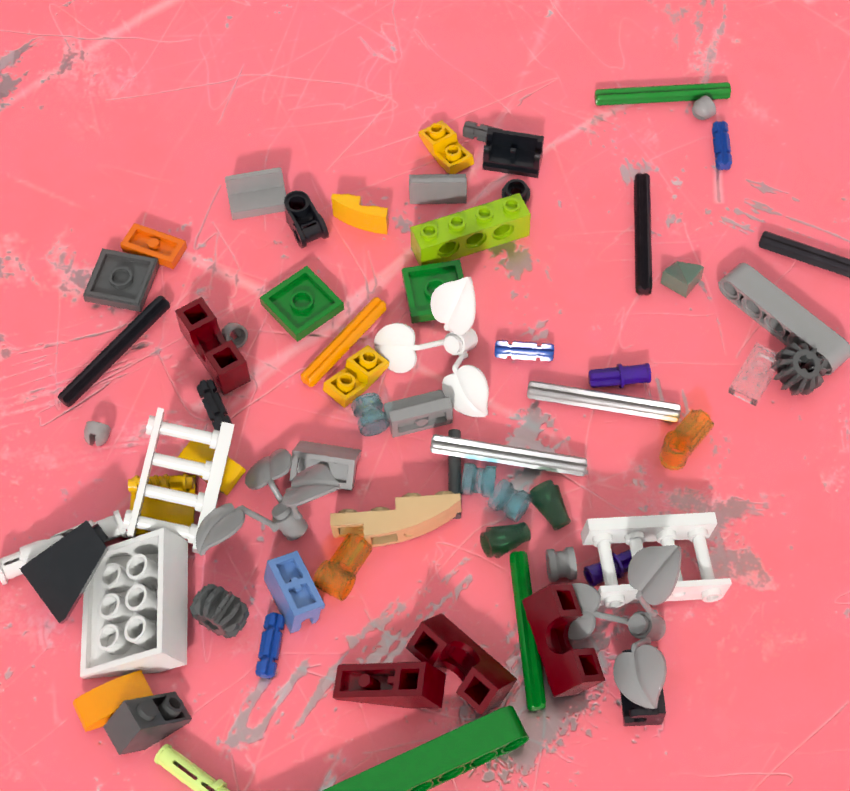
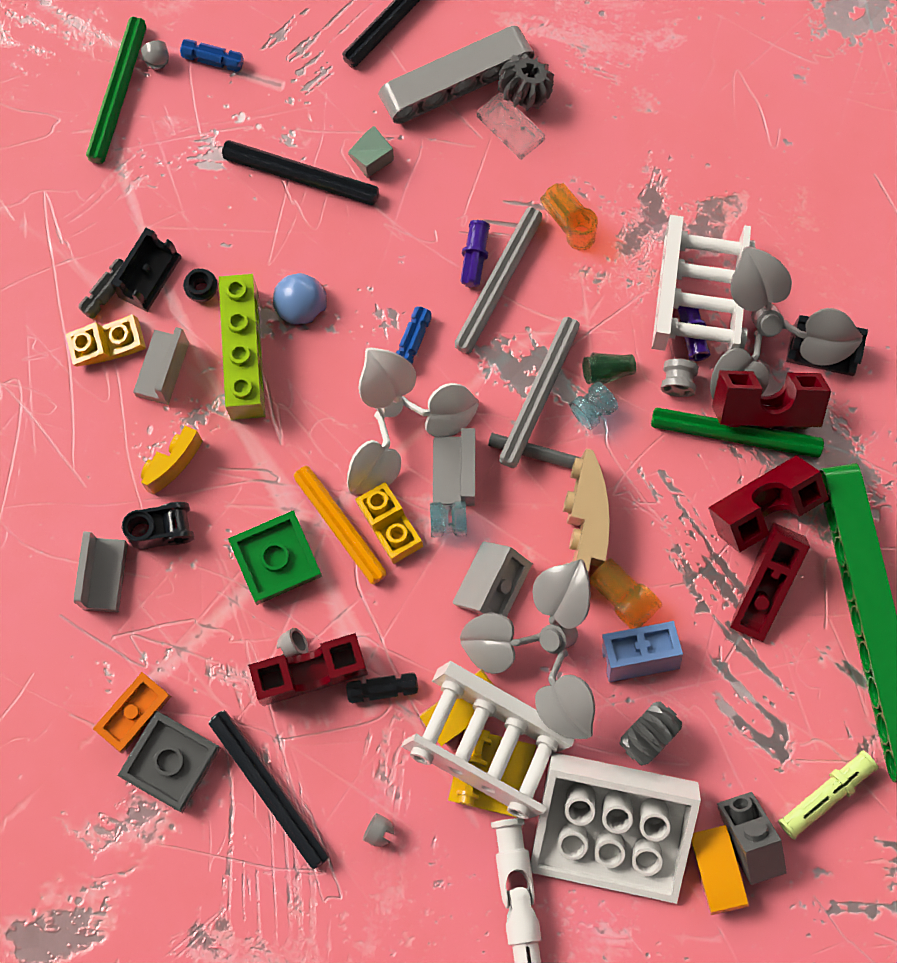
camera: 75 degrees left, 15 degrees up
(66, 568) = (560, 891): black slope -> none
(270, 645) = (692, 691): blue axle -> none
(421, 283) = (307, 407): green plate -> none
(478, 480) = (561, 429): clear light blue wheel -> none
(501, 539) = (634, 426): clear green cone -> none
(529, 262) = (299, 298): none -> medium blue hair

